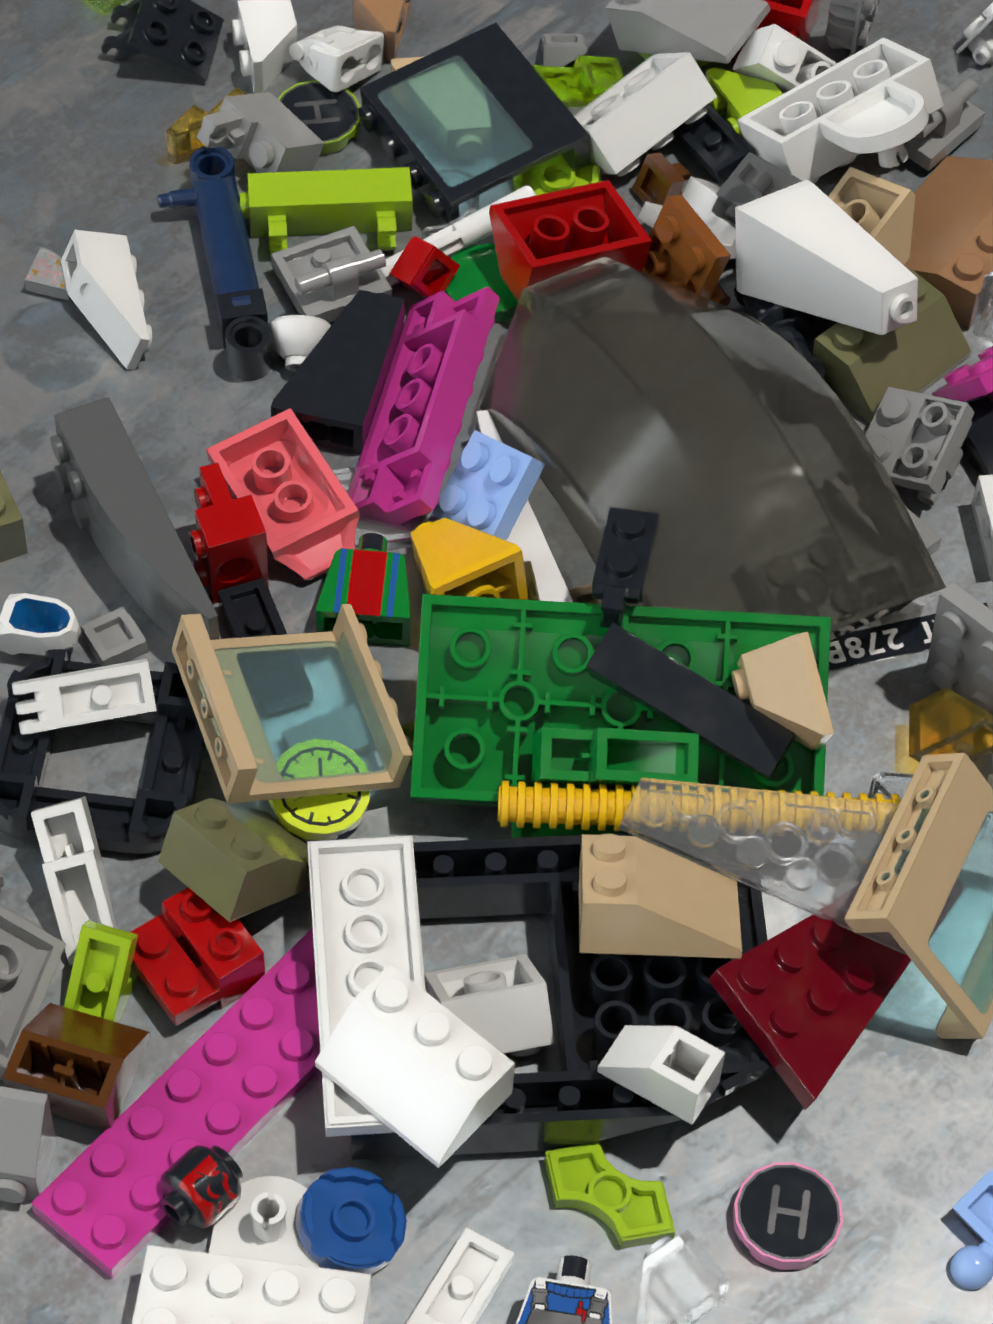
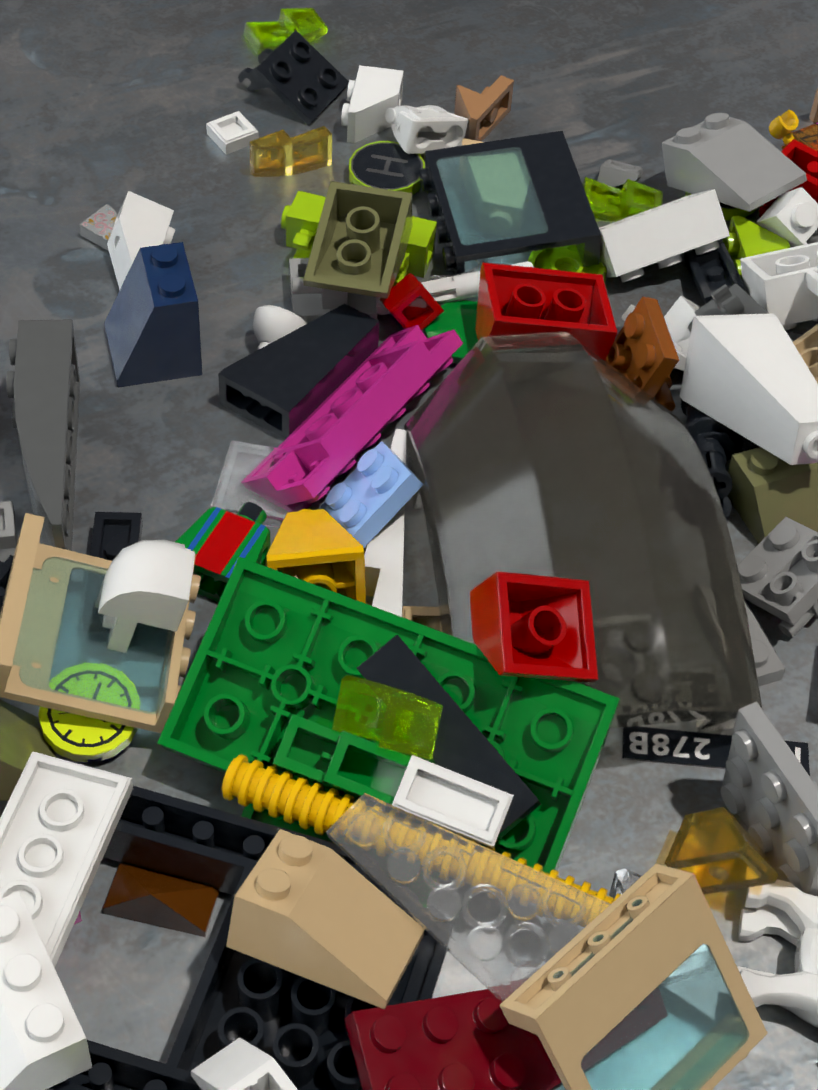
camera: 20 degrees right, 5 degrees down
(127, 119) = (231, 132): none -> white tile
(175, 366) = (155, 319): none -> dark blue slope
(227, 536) = (118, 465): red brick -> none
(230, 261) = (252, 259): dark blue piece -> none
(262, 134) = (321, 158): light grey hinge -> none
(294, 492) = (196, 449): coral slope -> none
(331, 650) = (145, 586): none -> white brick
(354, 218) = (360, 240): none -> olive slope
(470, 939) = (161, 900): none -> reddish brown slope
(499, 1001) = (137, 974): white slope -> none
(624, 561) = (439, 585): black hinge -> none
(634, 700) = (388, 715): none -> clear neon green slope
(659, 179) = (655, 285): reddish brown tile -> none
(721, 759) = (453, 801): none -> white tile
(730, 575) = (535, 626): none -> red slope
(787, 688) = (540, 749): tan slope -> none

